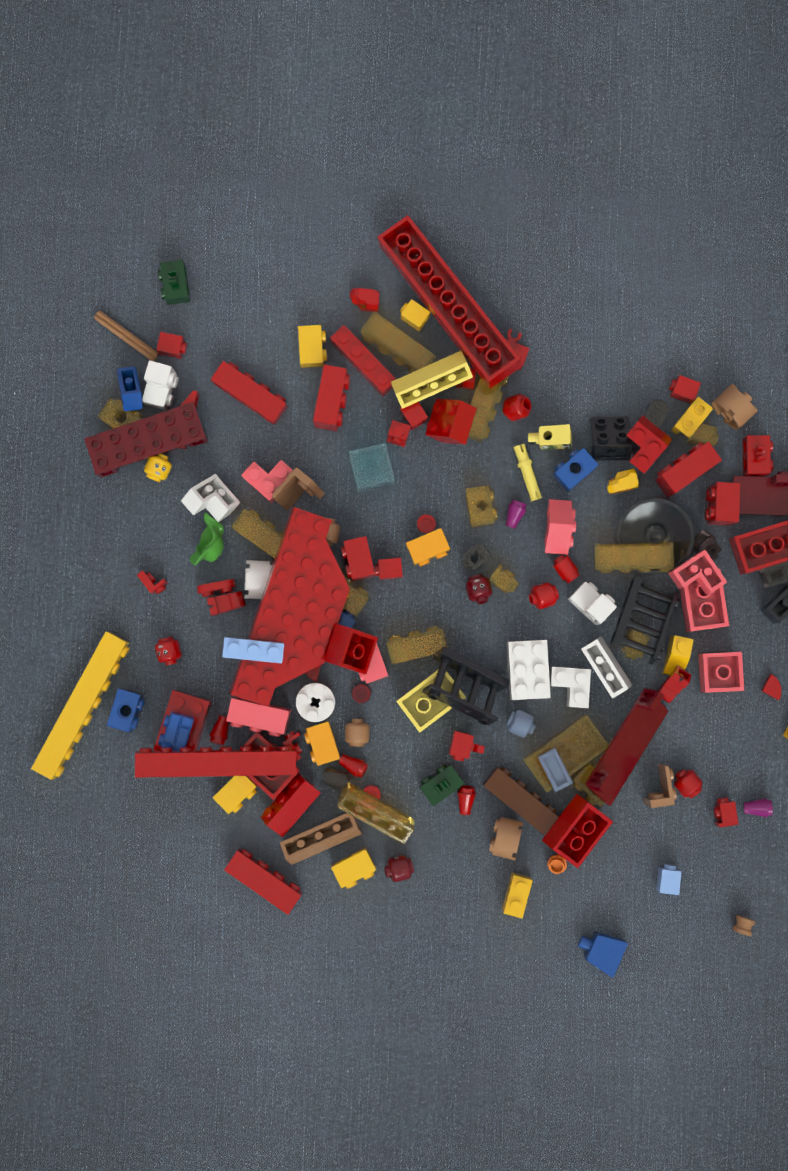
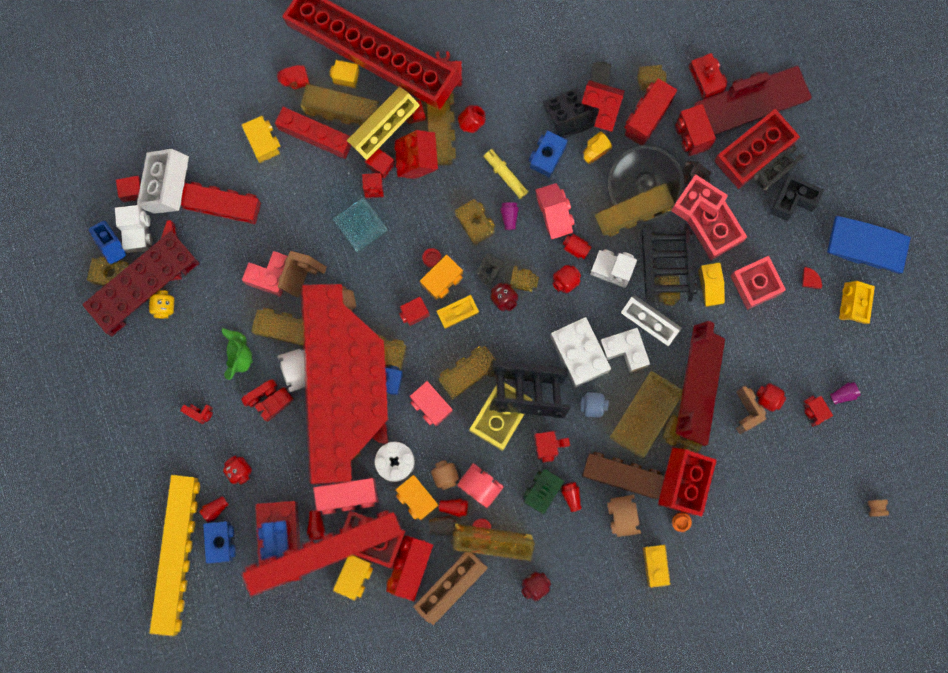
camera: 15 degrees left, 5 degrees down
(125, 335) = (85, 197): medium nougat axle -> none
(132, 677) = (213, 509): none -> red cone
(175, 282) = (112, 131): dark green brick -> none
(203, 351) = (162, 181): none -> white brick
(213, 496) = (224, 310): white brick -> none
(252, 650) = (315, 432): light blue plate -> none
(263, 881) = (412, 650): red brick -> none
(288, 742) = (384, 504): red bracket -> none
(331, 398) = (298, 177): red brick -> none
(351, 649) = (407, 396): red brick -> none
(354, 868) = (493, 603): yellow brick -> none
(359, 559) = (382, 313): red brick -> none
(361, 693) = (434, 437): dark red tile -> none
(385, 756) = (480, 485): none -> coral brick
(430, 585) = (457, 311): none -> yellow plate
(555, 769) = (642, 432): sand blue tile -> none
(560, 438) = (522, 131): light yellow torso -> none
(603, 951) = (759, 586): blue torso -> none
(668, 880) = (791, 494): light blue brick -> none
(674, 684) = (720, 310): red leg -> none
(684, 389) = (617, 43): red brick -> none
(692, 418) = (635, 65): yellow bracket -> none
(734, 407) = (668, 40): medium nougat brick -> none

